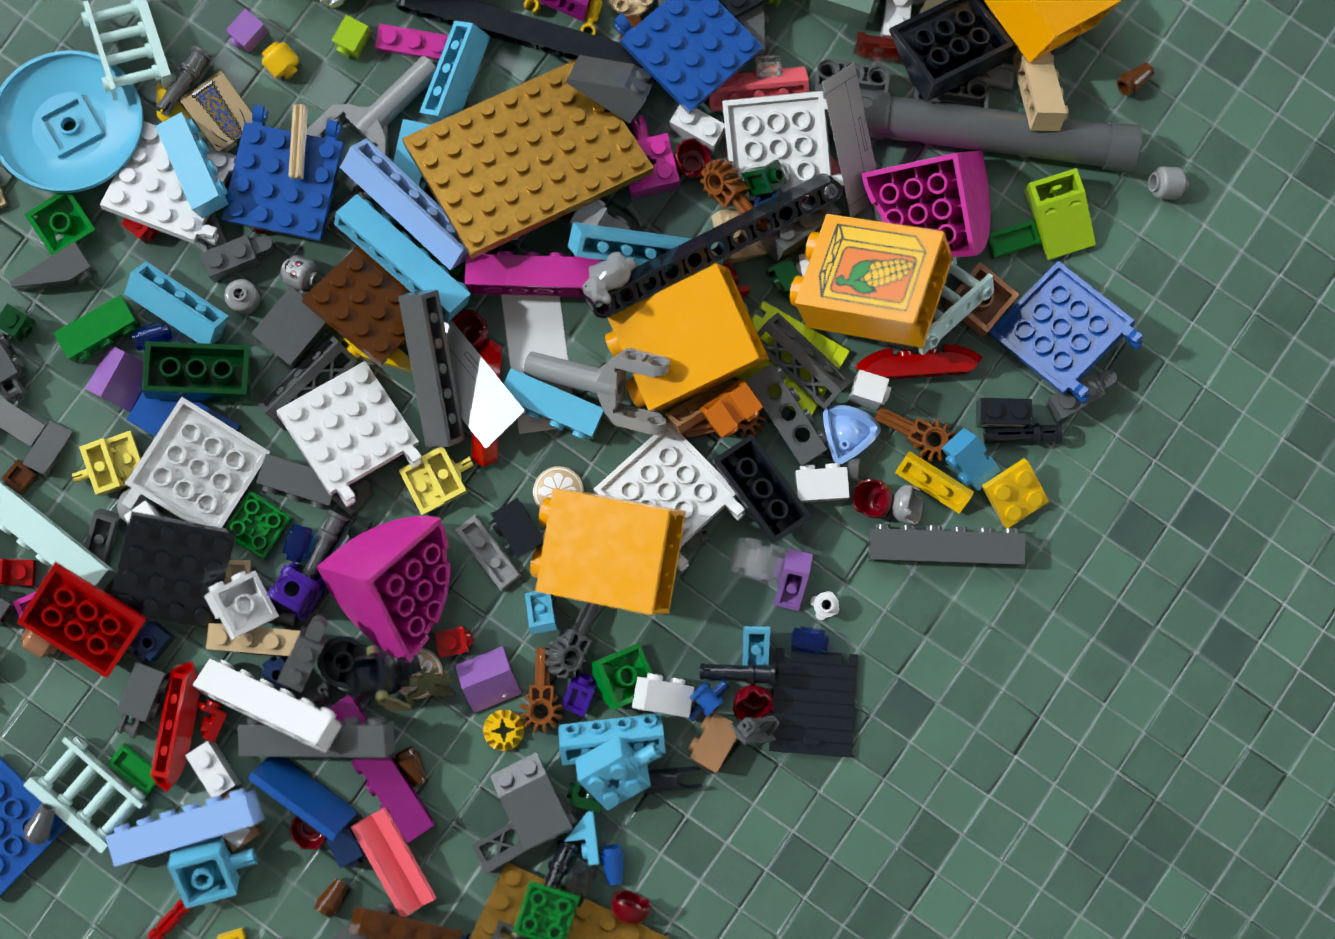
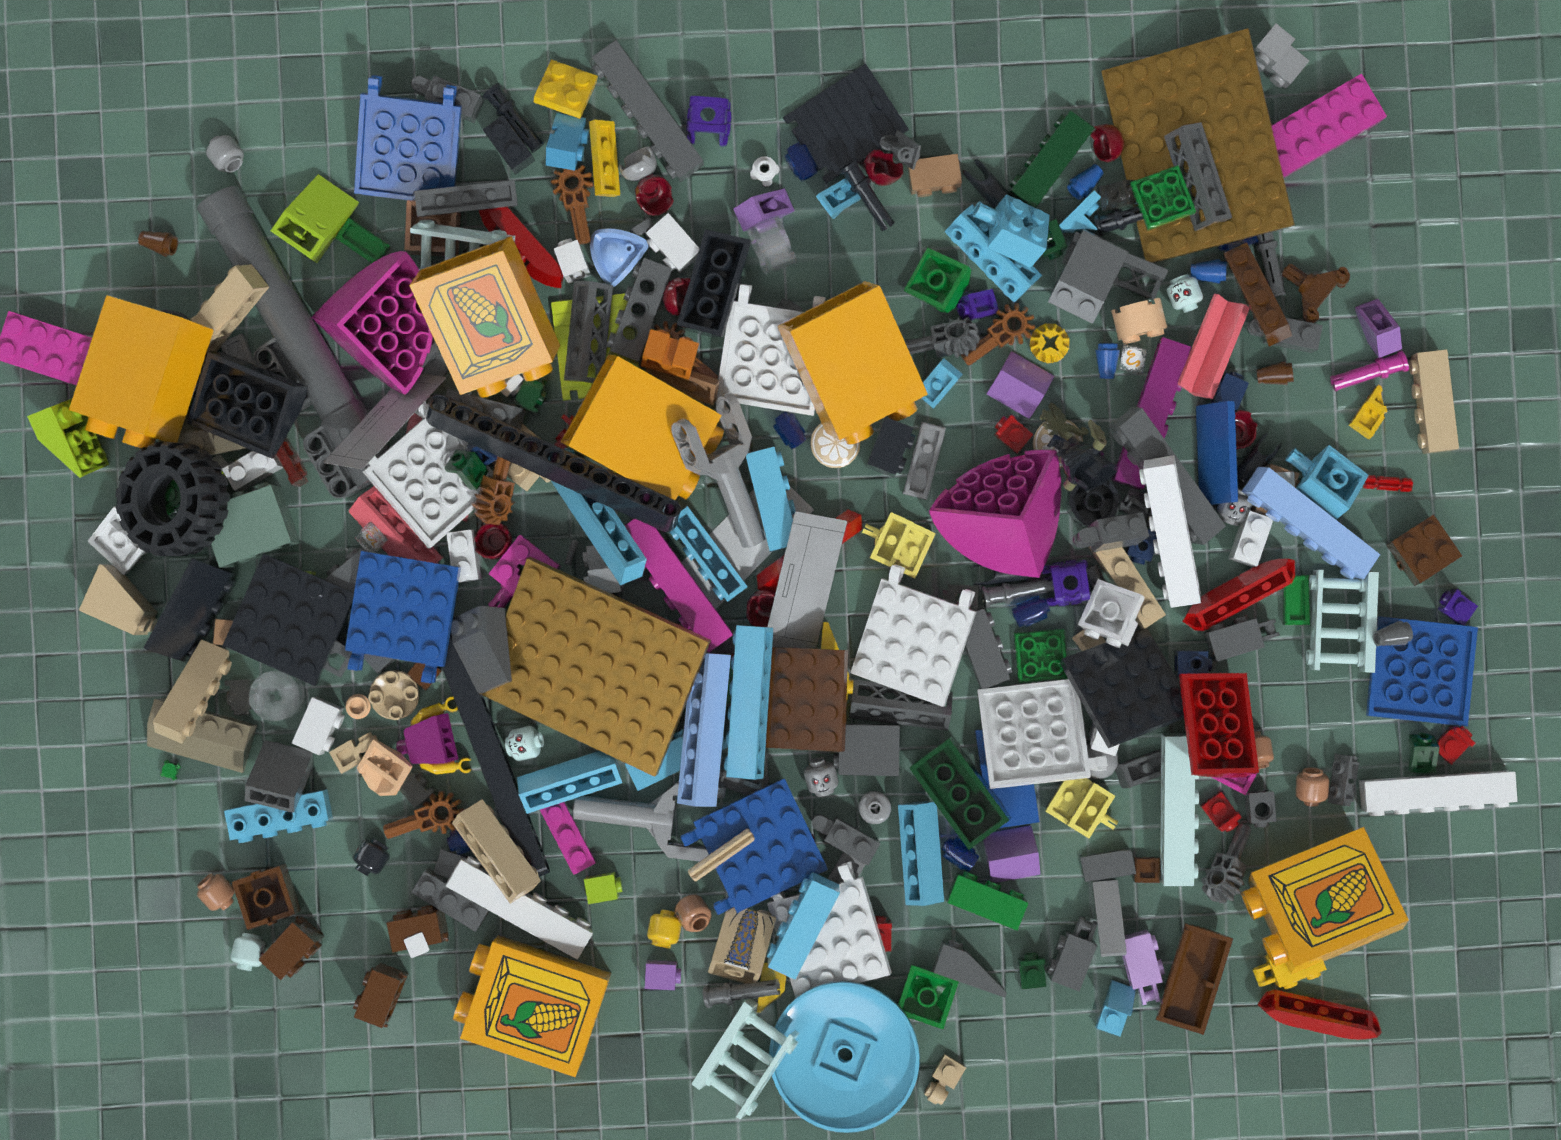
camera: 120 degrees left, 5 degrees up
(24, 899) = (1456, 606): none -> dark purple bracket
(89, 906) = (1424, 550): none -> reddish brown brick
(211, 725) = (1217, 567): red bracket -> none
(241, 773) = (1235, 512): none -> light grey head
(273, 91) = (693, 913): none -> nougat head
(273, 821) = (1253, 460): none -> black piece
(411, 765) = (1130, 392): reddish brown cone -> none
(431, 368) = (817, 610): dark grey brick -> none
(437, 788) = (1132, 359): none -> tile
(453, 767) = (1107, 359): none -> blue cone
(456, 874) = (1184, 293): none -> light aqua head
(458, 910) = (1209, 271): none -> blue cone
(462, 816) = (1139, 320): none -> light nougat brick
(512, 62) = (524, 743): none -> light aqua head
(546, 318) = (709, 556): none -> medium azure brick
(596, 462) = (790, 430): none -> clear blue brick
(608, 276) = (643, 523): light grey animal -> none
(651, 848) = (1051, 160): none -> dark green brick
(663, 696) = (930, 238): white brick -> none
(707, 699) = (907, 203): blue piece -> none
(778, 453) = (675, 294): none -> dark red hair
(889, 596) = (720, 124): none -> dark purple piece
(985, 341) = (465, 198): none -> dark grey fence

